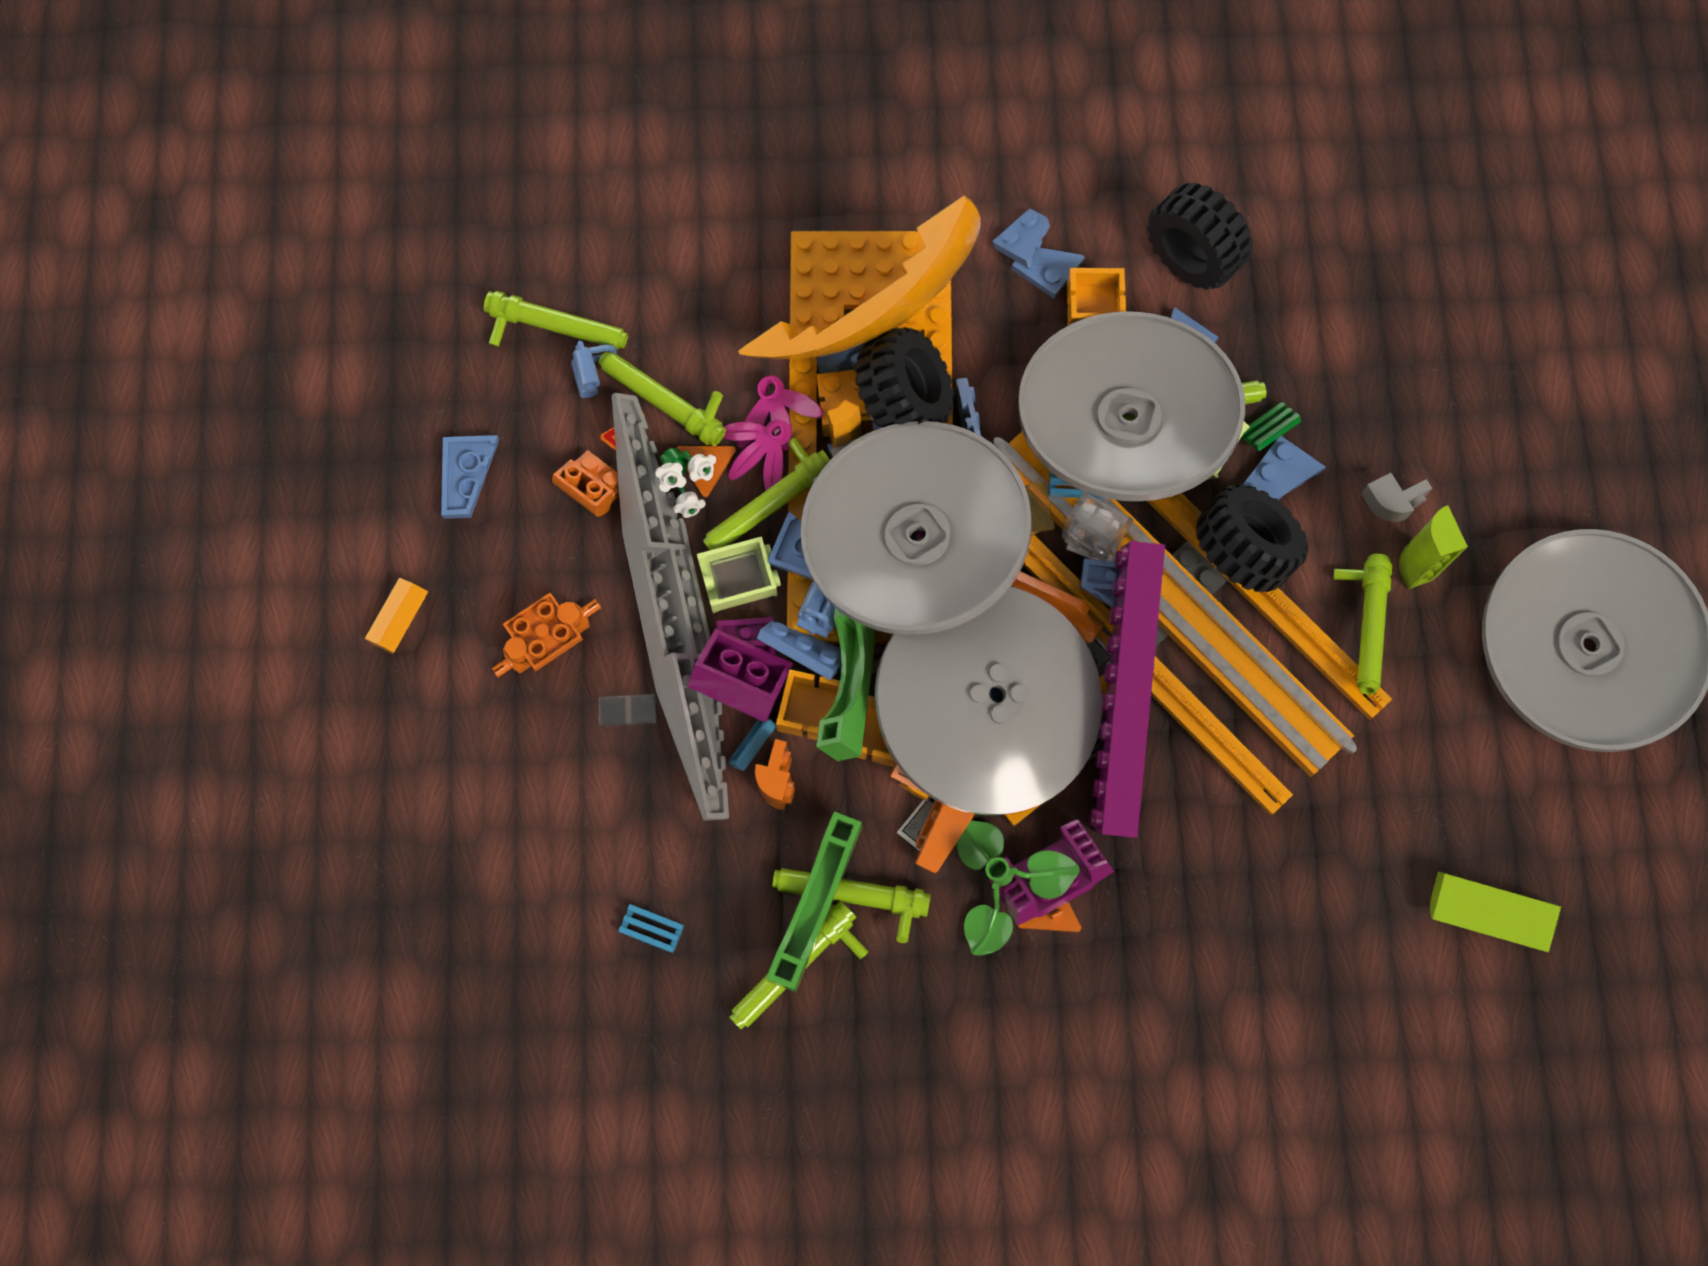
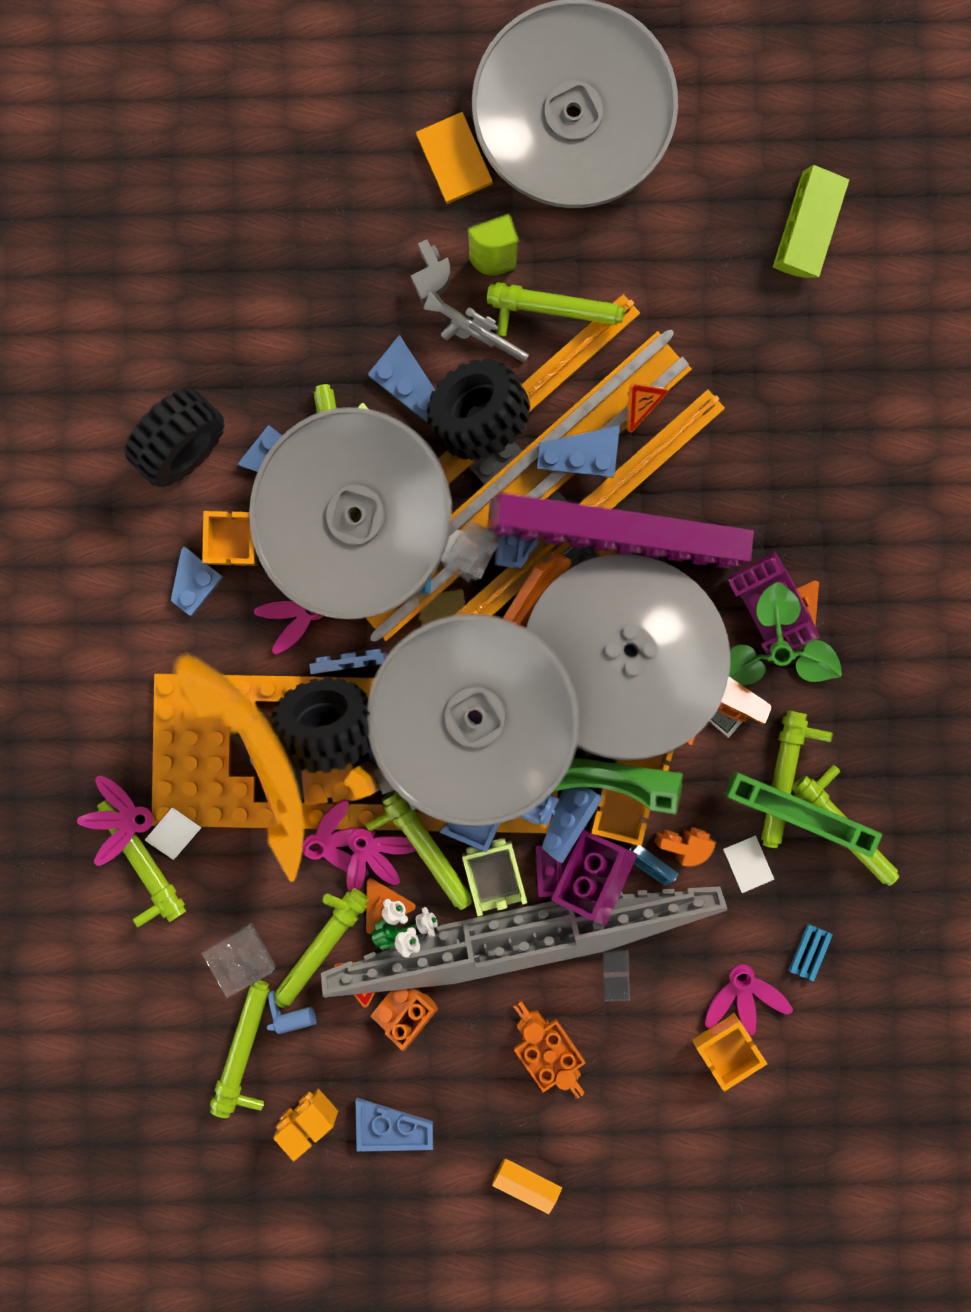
camera: 90 degrees left, 15 degrees up
(475, 380) = (309, 1119): none -> light orange piece
(541, 833) = (729, 1052): none -> light orange piece
(609, 853) = (743, 989): none -> dark pink plant
(651, 315) = (239, 960): none -> clear brick
(720, 242) = (162, 892): none -> lime cylinder
(752, 857) = (748, 864): none -> white sticker
(783, 251) = (173, 833): none -> white sticker
(797, 190) = (109, 820): none -> dark pink plant
(999, 368) = (294, 630): none -> dark pink plant
(1023, 237) = (163, 604): medium blue wing -> none
(1210, 651) = (581, 454): none -> medium blue wing
(1267, 424) = (353, 381): green tile -> none
(1273, 713) = (641, 402): none -> piece
(1341, 544) = (478, 327): none -> light grey piece
(1522, 520) = (454, 158): none -> light orange tile

